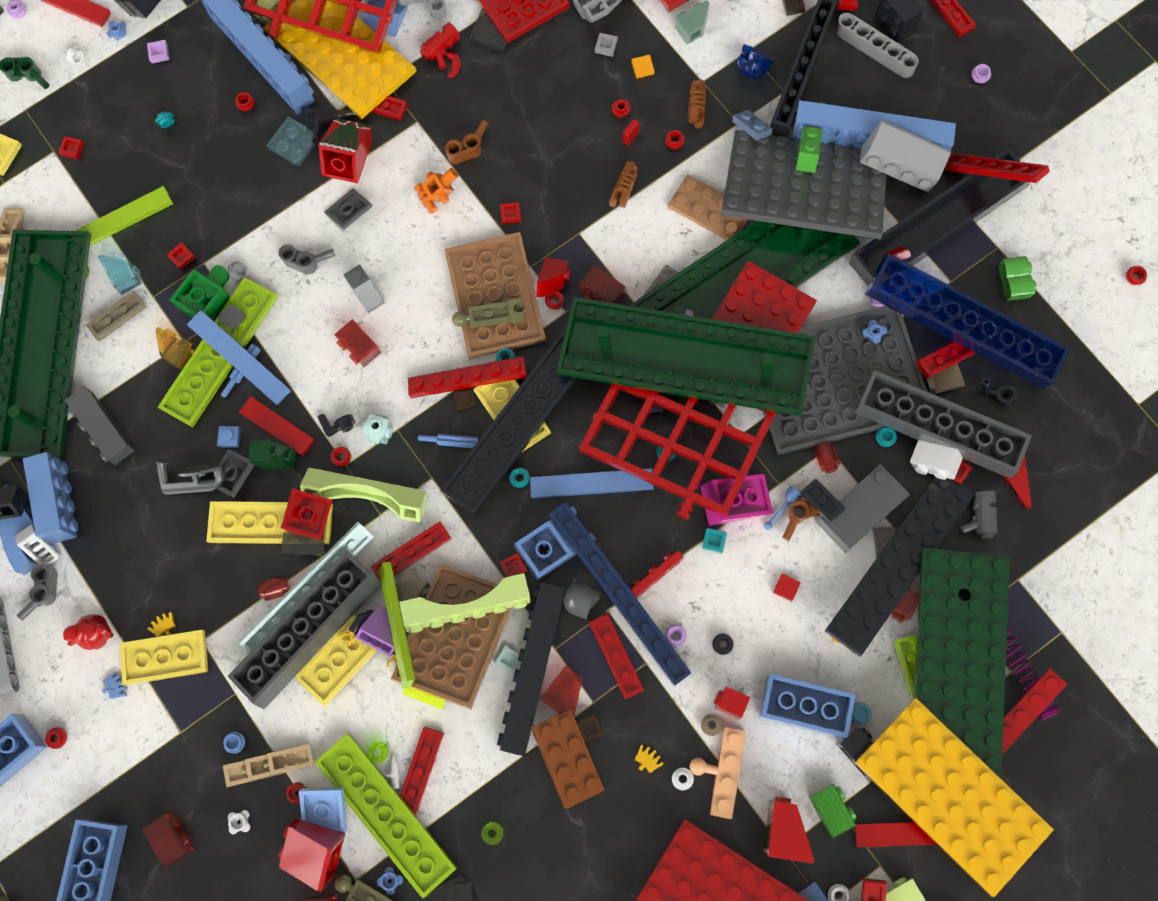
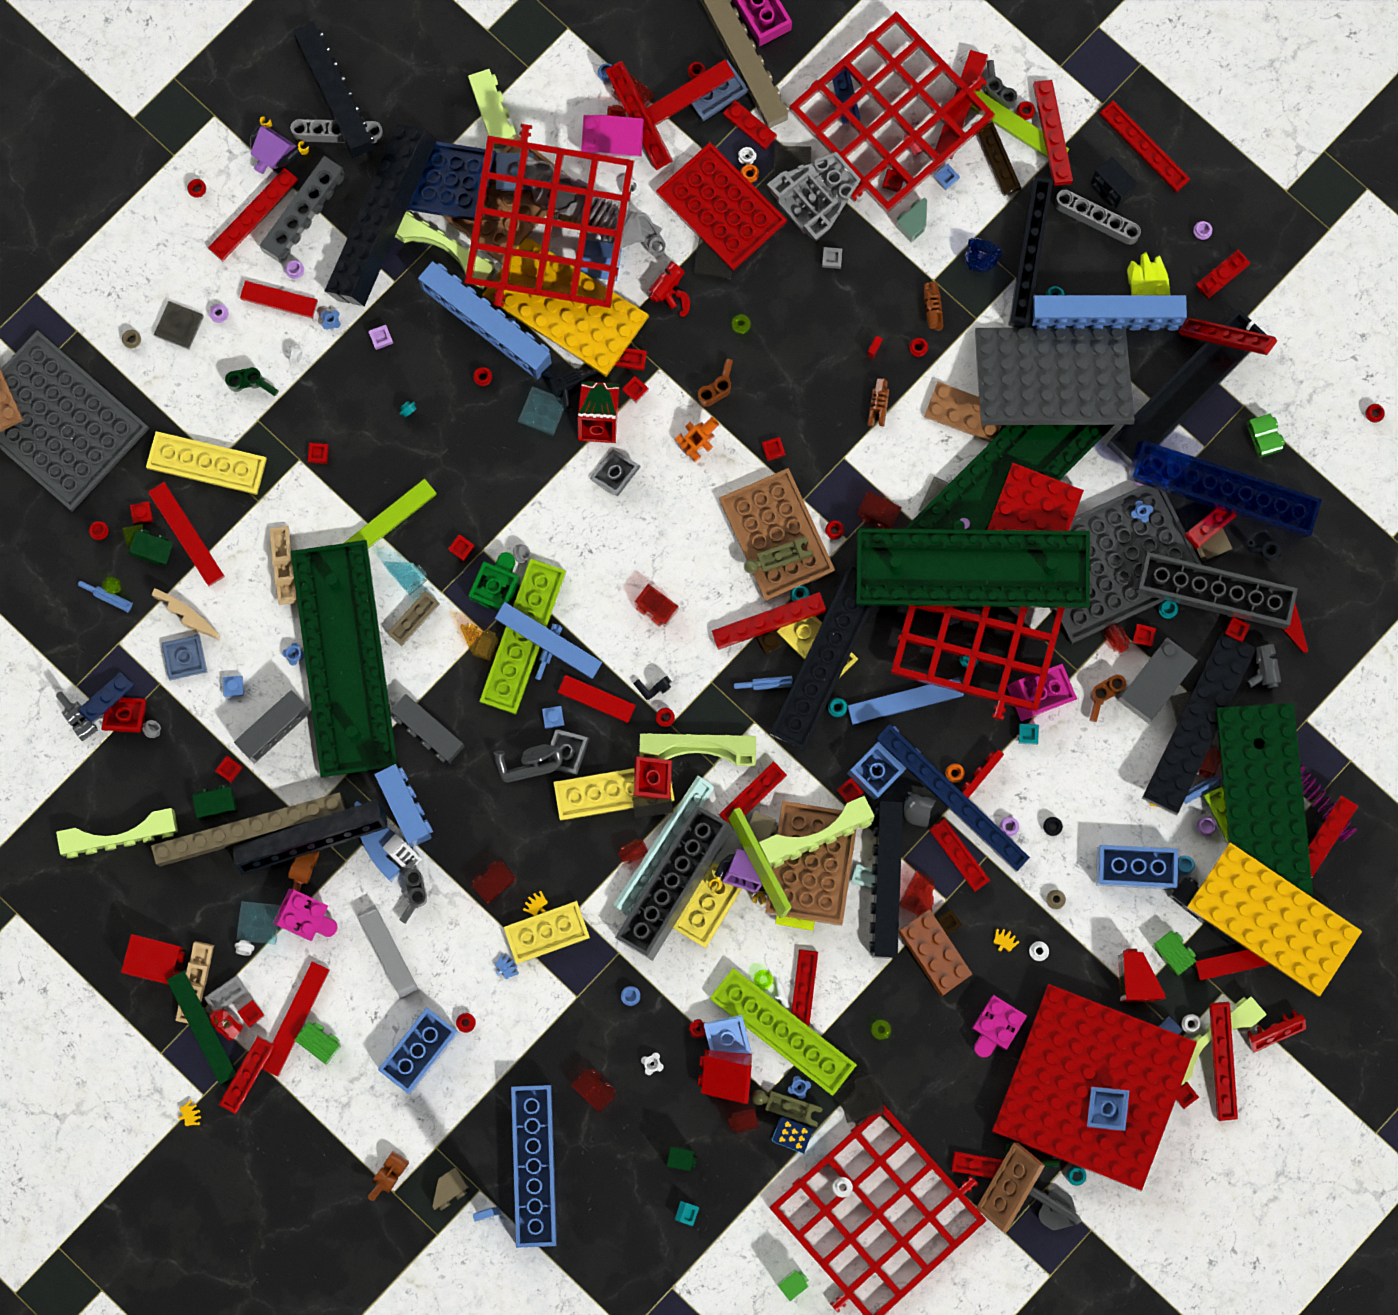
camera: 20 degrees left, 5 degrees up
(89, 632) = (471, 925): red hair -> none
(123, 593) = (493, 881): none -> clear red brick
(232, 317) = (530, 601): dark grey tile -> none
(268, 765) = (666, 1009): tan slope -> none
(272, 455) = (605, 728): dark green brick -> none
(300, 257) = (579, 528): dark grey beam -> none
(364, 288) = (649, 550): slope -> none
(380, 434) = (695, 692): light aqua brick -> none
(387, 135) = (635, 389): none -> red plate
(504, 96) = (741, 329): none -> clear neon green plate
(552, 276) = (830, 508): red slope -> none
(618, 856) = (996, 1027): none -> dark pink brick
(621, 113) = (859, 328): red plate -> none
(628, 561) = (959, 769): none -> orange plate
(642, 66) = (872, 274): light orange tile -> none
(726, 772) = (1076, 938): light nougat plate -> none
(731, 702) = (1070, 876): red brick -> none
(752, 125) = (991, 321): sand blue plate -> none
(786, 587) = (1101, 765): red tile -> none
(791, 496) = (1091, 680): medium blue hinge -> none
(809, 149) = (1051, 343): bright green brick -> none
(822, 501) = (1120, 681): black plate -> none
(855, 459) = (1144, 635): none -> red plate
(891, 675) = (1206, 826): none -> lavender plate
(894, 632) = (1203, 788): none -> medium blue axle
(899, 252) = (1151, 432): red tile -> none
(904, 156) = (1142, 335): light grey slope -> none
(919, 104) = (1148, 277): none -> neon yellow plate
(936, 460) = (1216, 624): white brick -> none
(995, 118) = (1223, 274): none -> red plate

